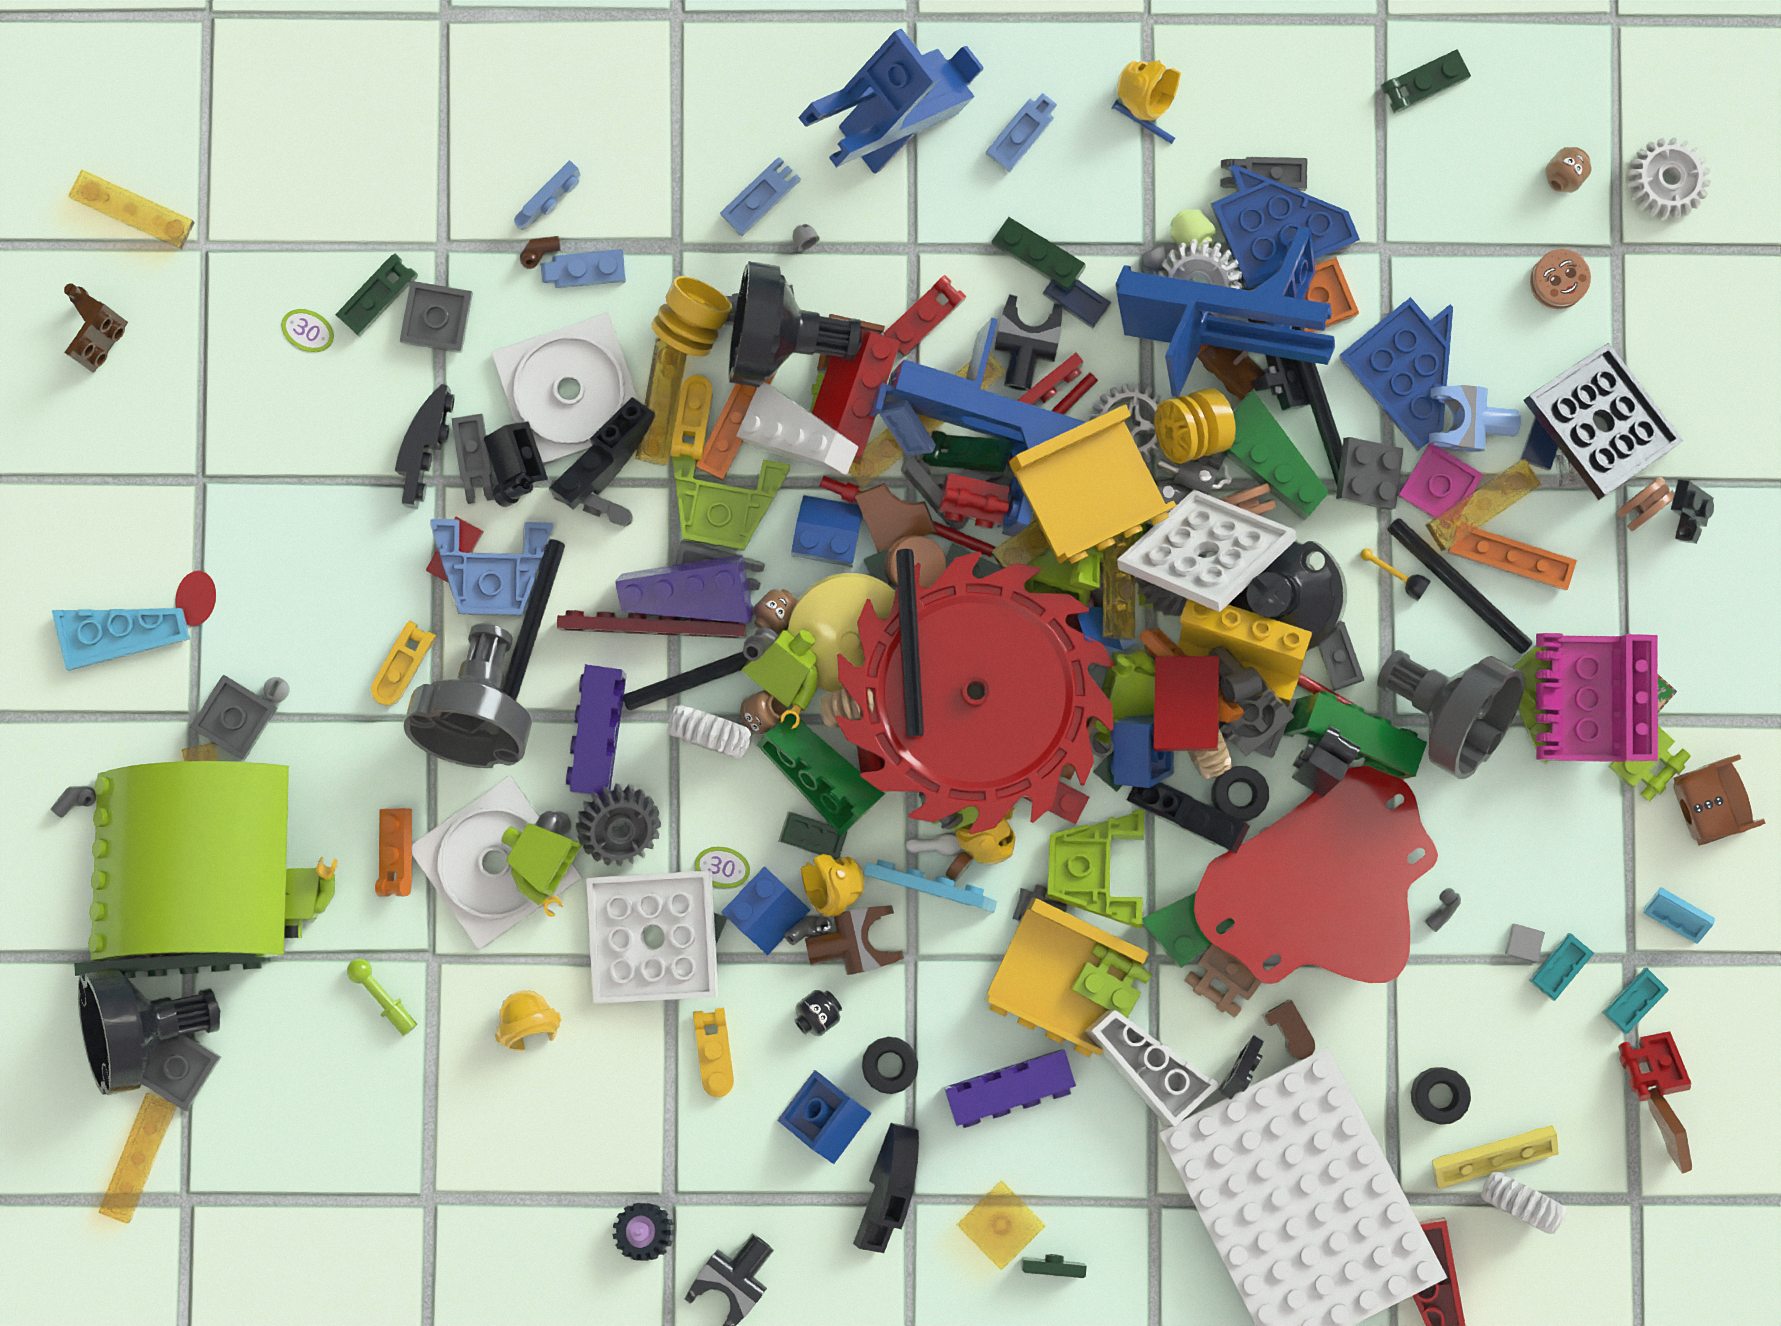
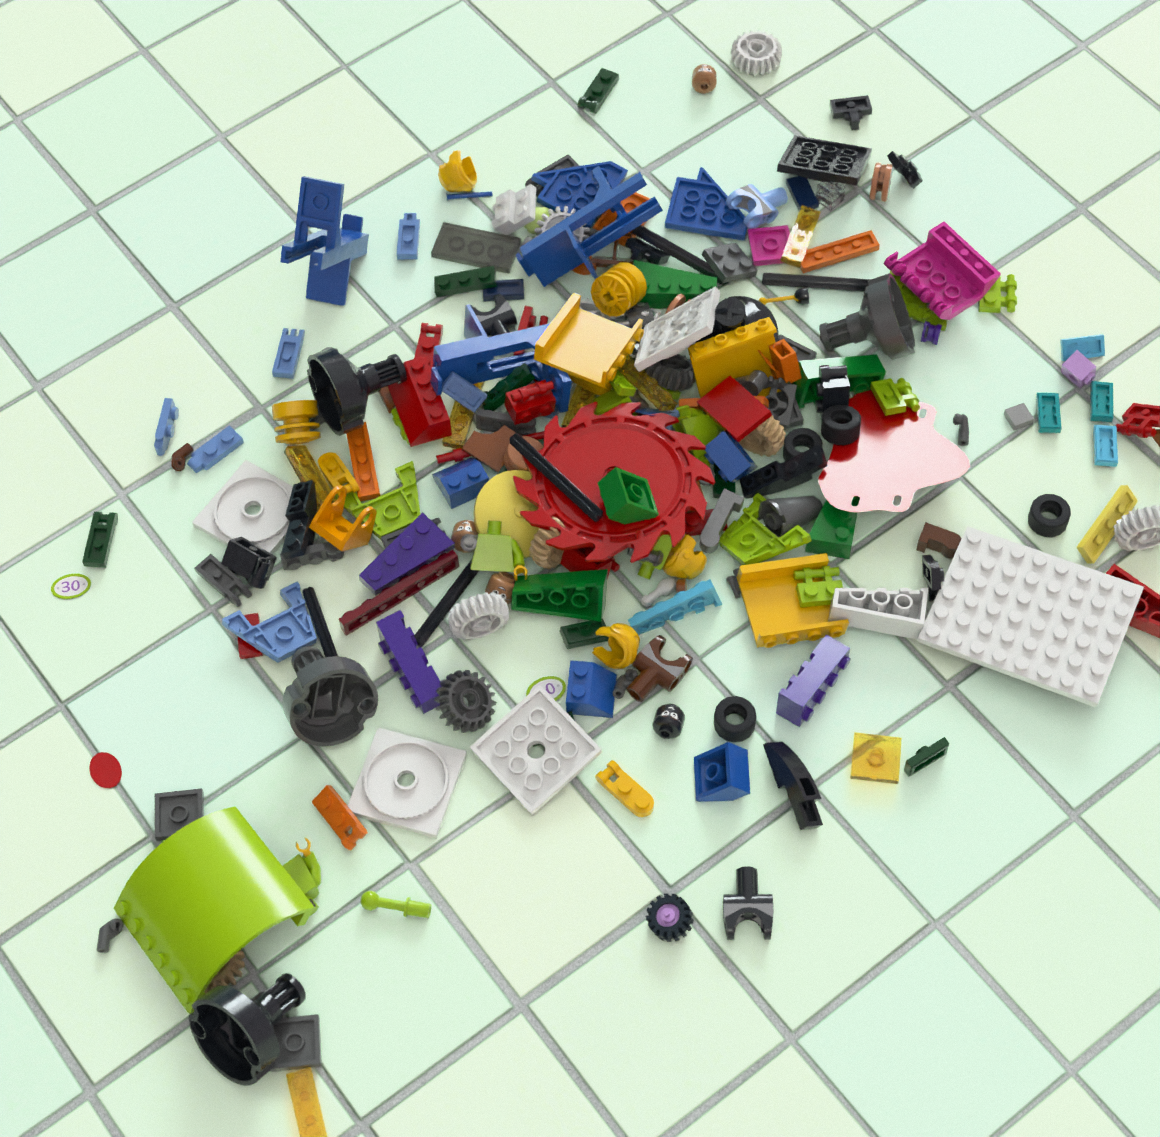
camera: 30 degrees left, 25 degrees down
(105, 635) = (59, 828): medium azure wing -> none
(185, 963) = (258, 970): dark green plate -> none
(281, 692) = (200, 783): light grey hinge -> none
(401, 665) = (263, 715): yellow plate -> none
(425, 432) = (185, 592): black slope -> none
(436, 317) = (145, 526): dark grey plate -> none
(525, 1015) = (491, 845): yellow helmet -> none
(541, 857) = (434, 749): lime torso -> none
(648, 482) = (338, 530): none -> light orange hose
(788, 430) = (402, 434): white wedge -> none
(964, 738) = (627, 497): none -> green slope
(1063, 817) = (720, 515): none -> flat silver leg
(1091, 209) = (475, 247): none -> clear smoke tile
(1151, 870) = (785, 513): none -> dark grey cone
(1173, 196) = (514, 209): none -> white plate
(1229, 971) = (879, 535): medium nougat plate -> none
(1296, 682) = (784, 361): none -> orange piece
(1313, 794) = (840, 424): none -> black tyre
(1394, 806) = (889, 398): none -> lime plate
(1521, 761) = (933, 333): none -> dark purple wheel
(1560, 279) = (744, 124): nougat head -> none
(1586, 1059) = (1105, 445): none -> medium azure plate
(1645, 944) = (1079, 369): none -> lavender brick
(1711, 359) = (851, 109): none -> black hinge
(1715, 801) = (1045, 287): dark orange piece -> none

